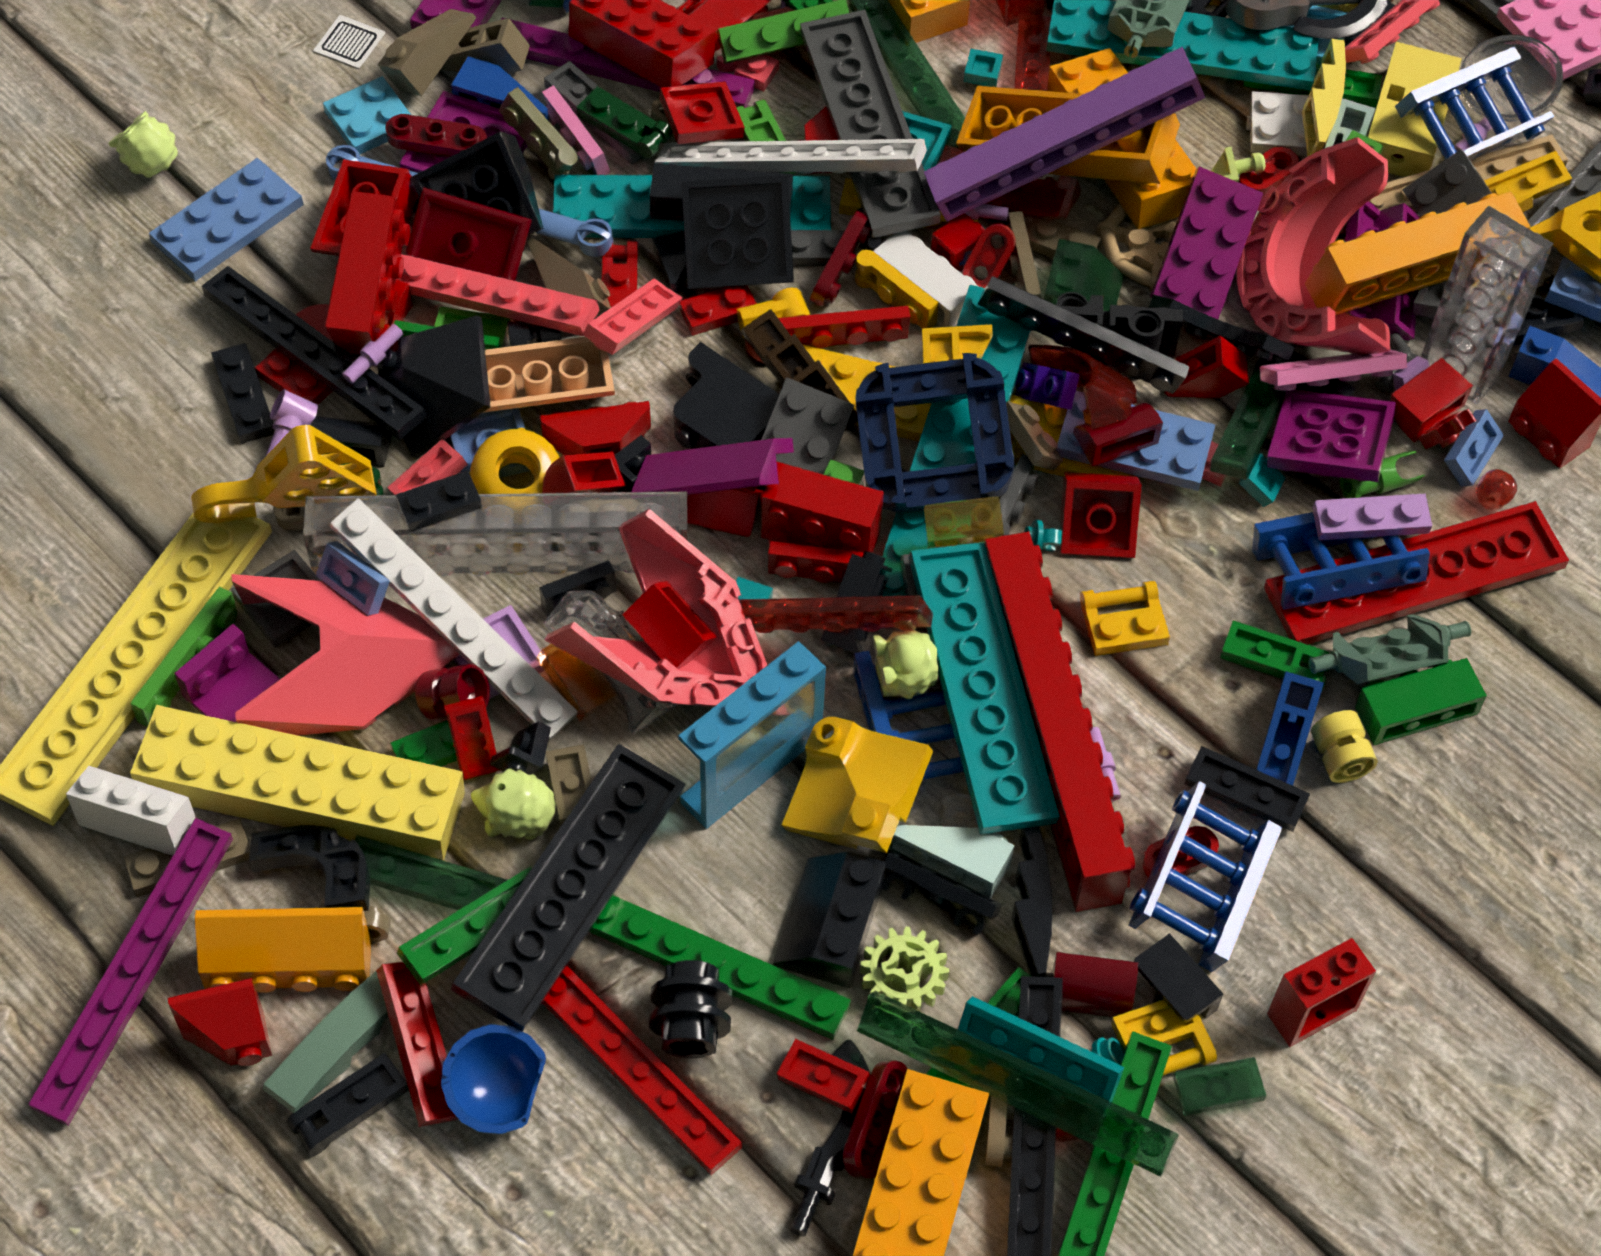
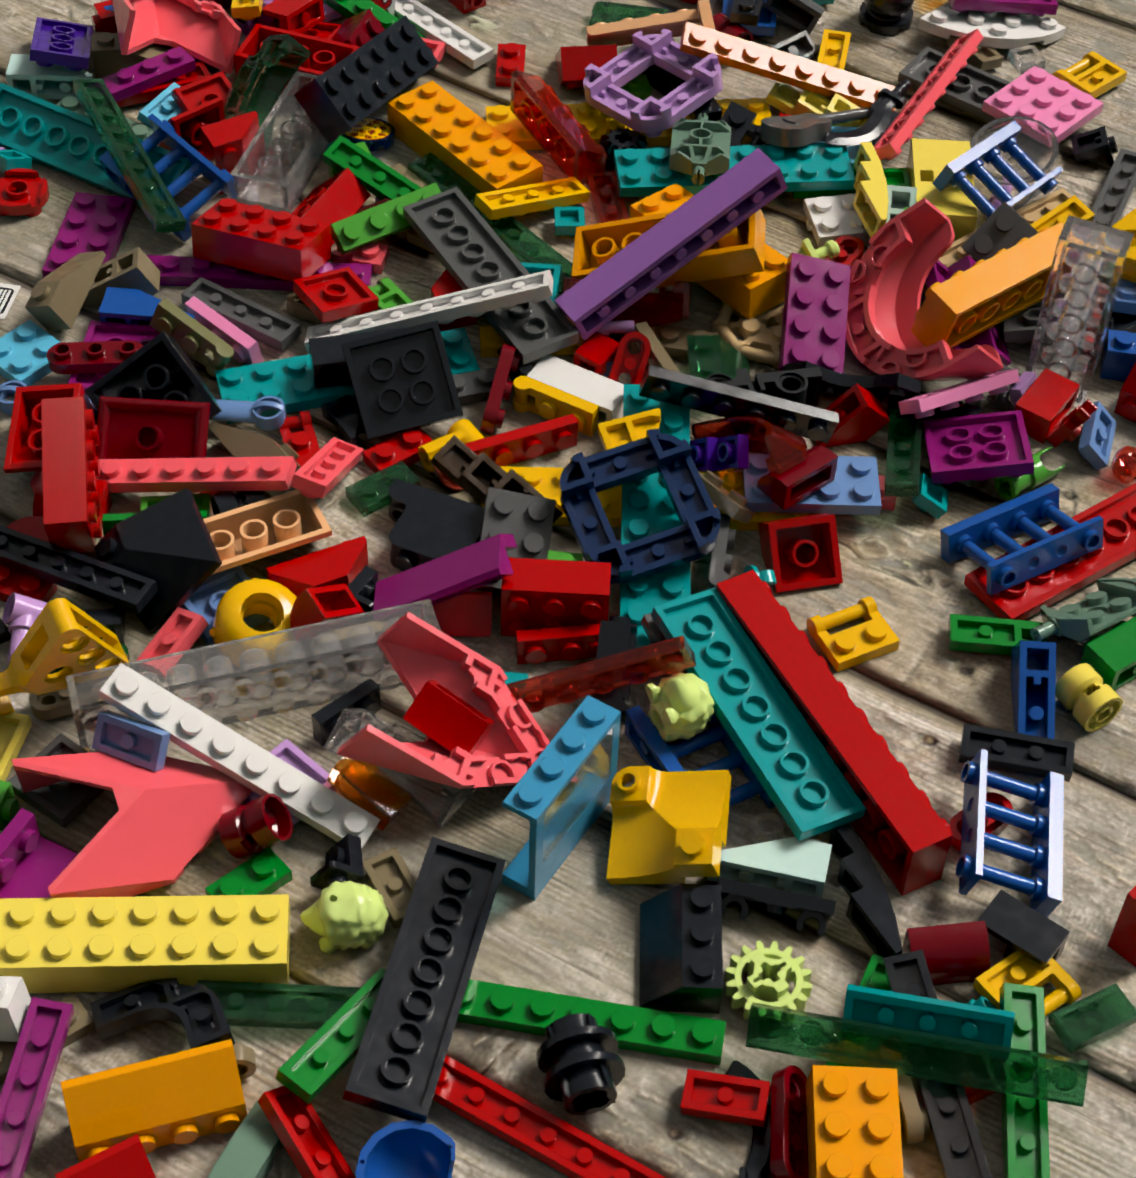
camera: 15 degrees left, 10 degrees down
(372, 353) = (92, 543): lavender bar -> none
(439, 501) = (197, 653): black plate -> none
(471, 736) = (287, 861): red plate -> none
(624, 122) = (267, 315): dark green plate -> none
(674, 348) = (372, 492): none -> clear green plate
(948, 34) = (531, 198): none -> yellow plate
(963, 522) = (690, 573): clear yellow bracket -> none
(1372, 516) = (1040, 502): lavender plate -> none

